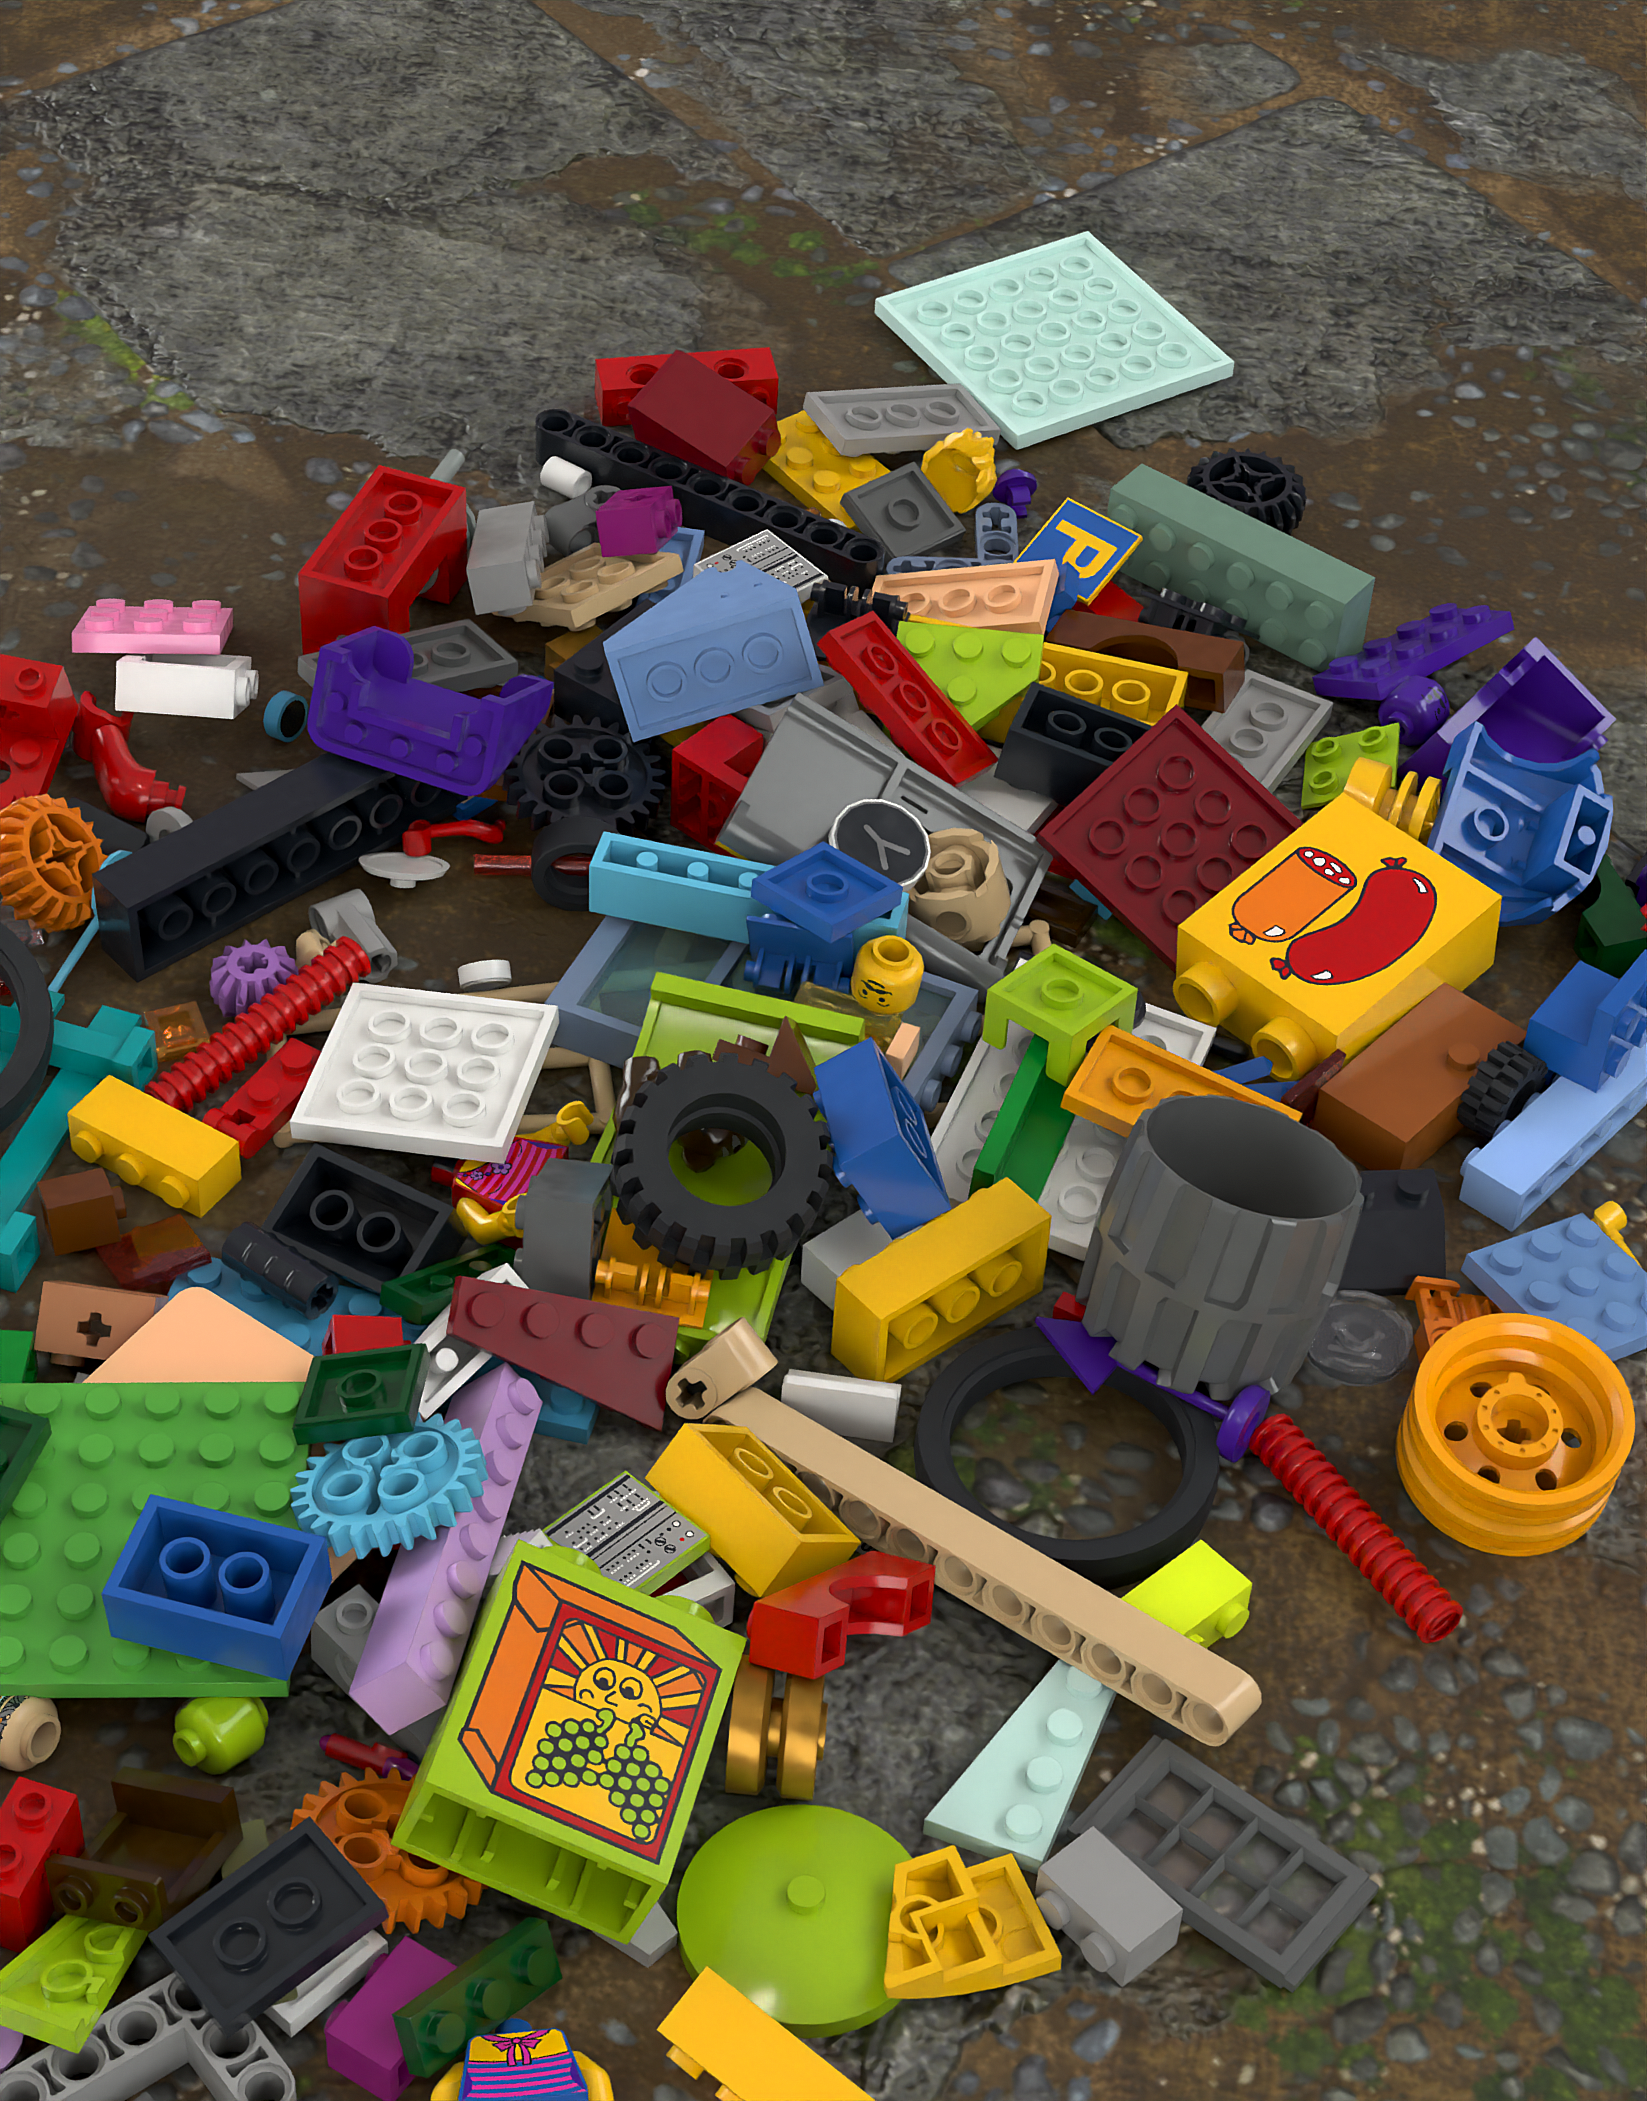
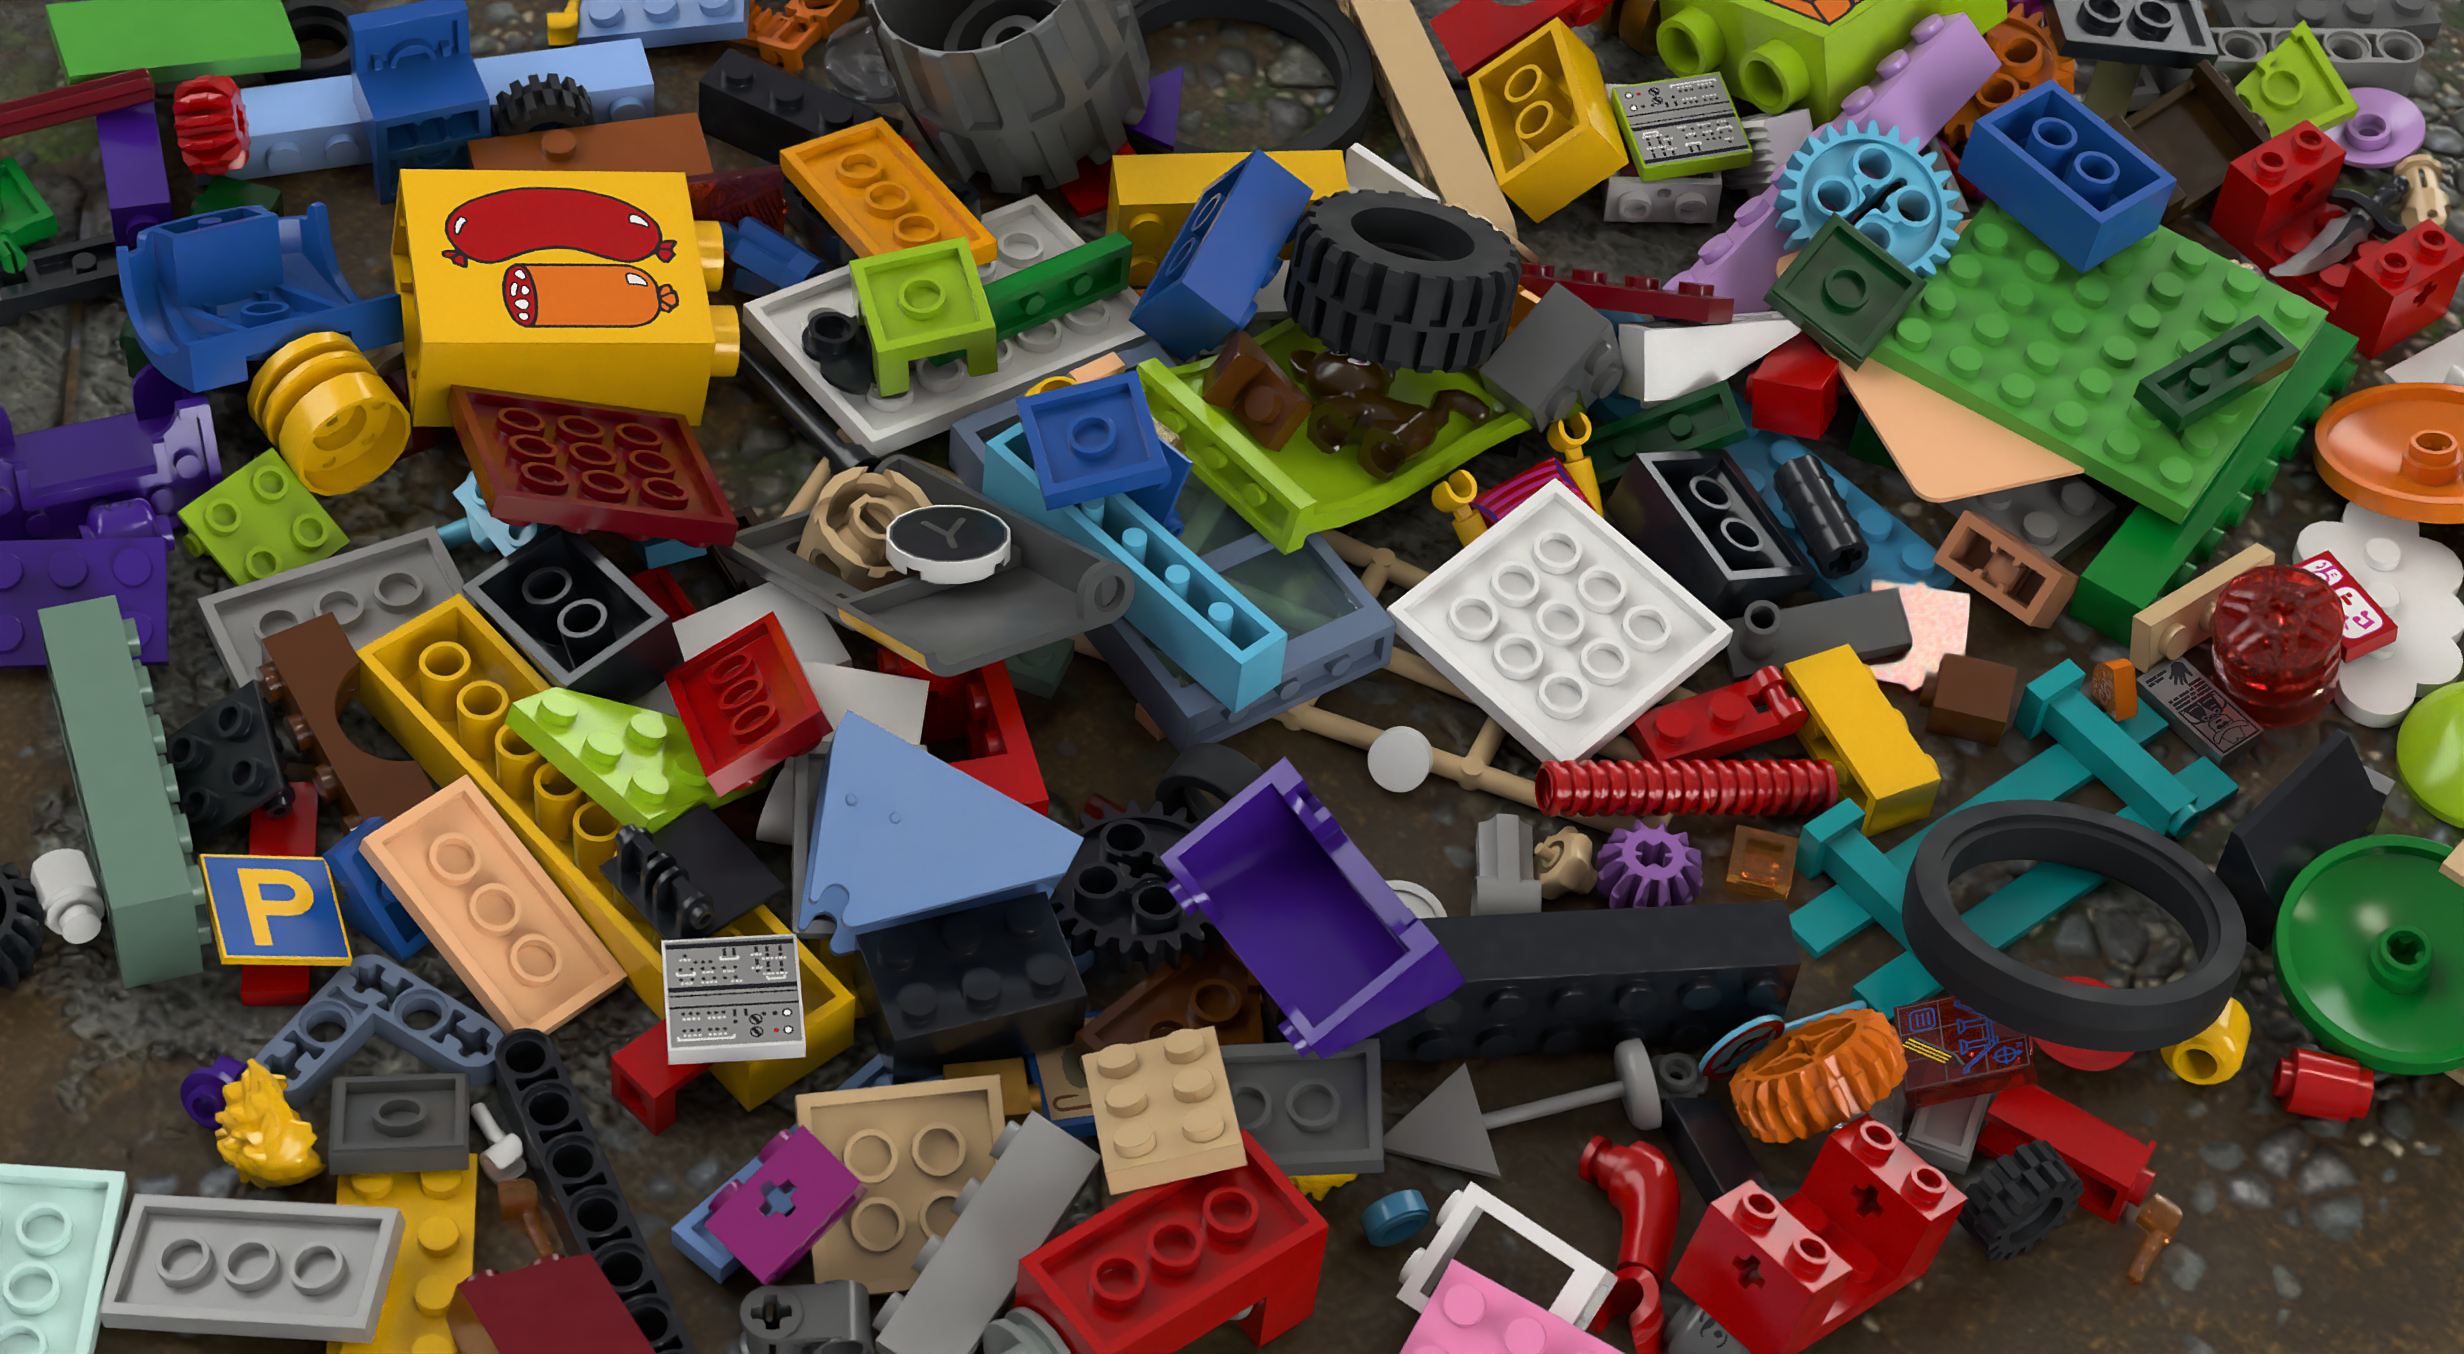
camera: 150 degrees left, 5 degrees up
(235, 1200) = (1767, 636): none -> dark grey piece
(447, 601) = (1163, 1110): none -> tan plate

